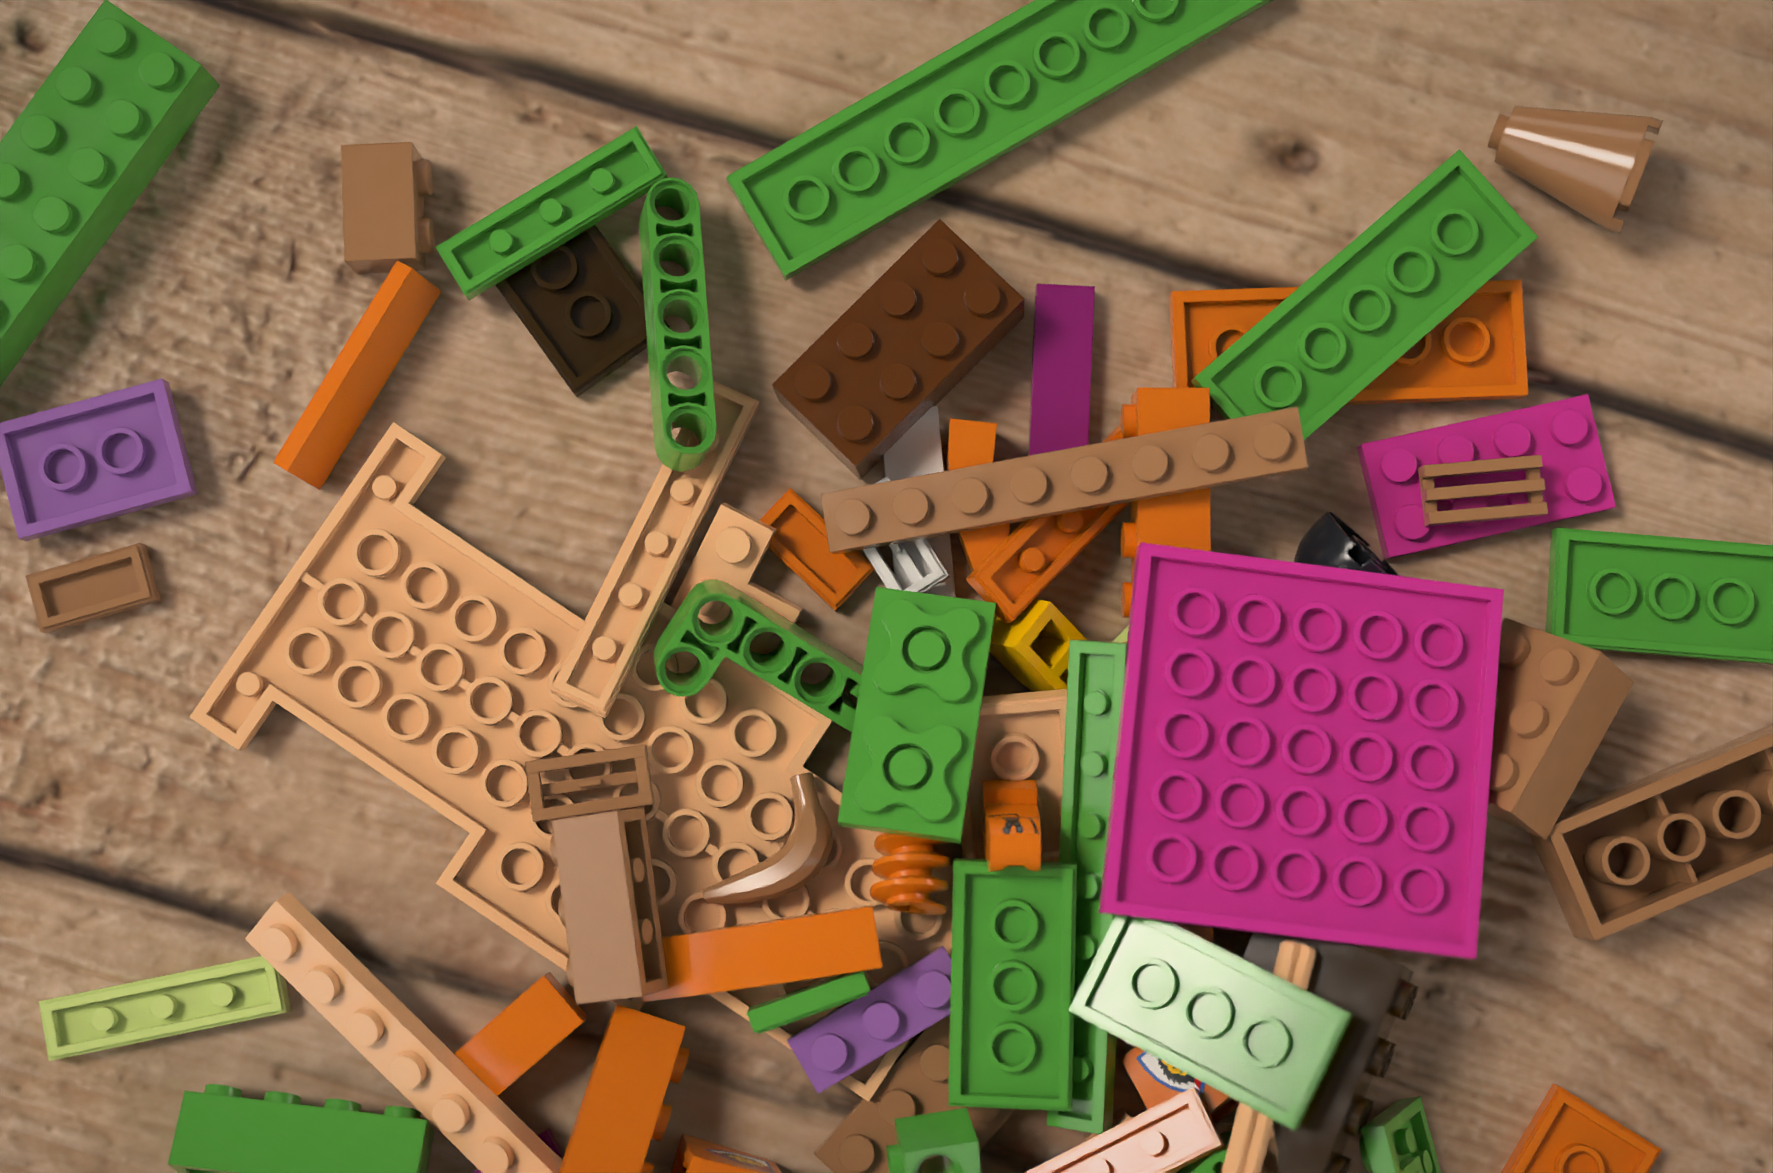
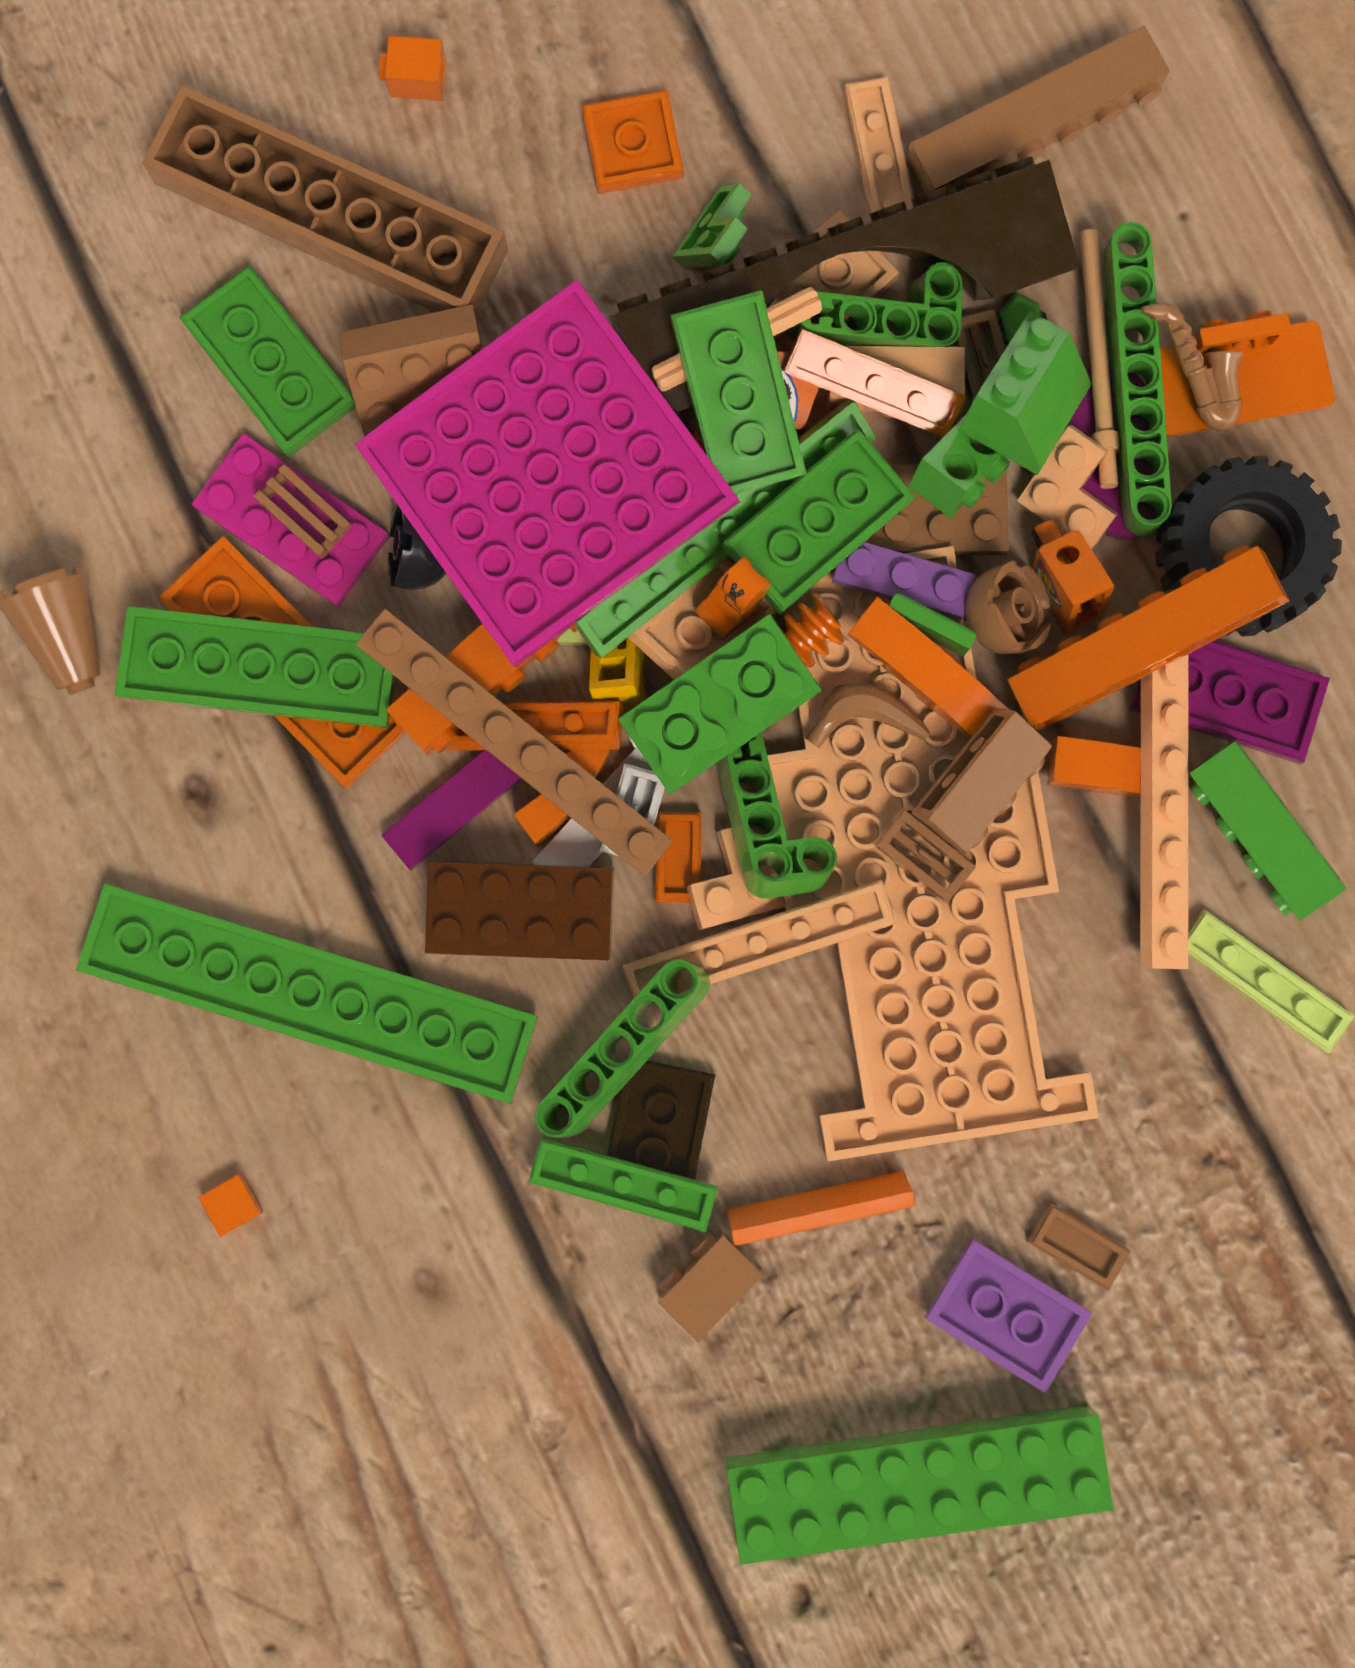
camera: 125 degrees left, 0 degrees up
(753, 1094) = (1008, 609): none -> medium nougat cylinder

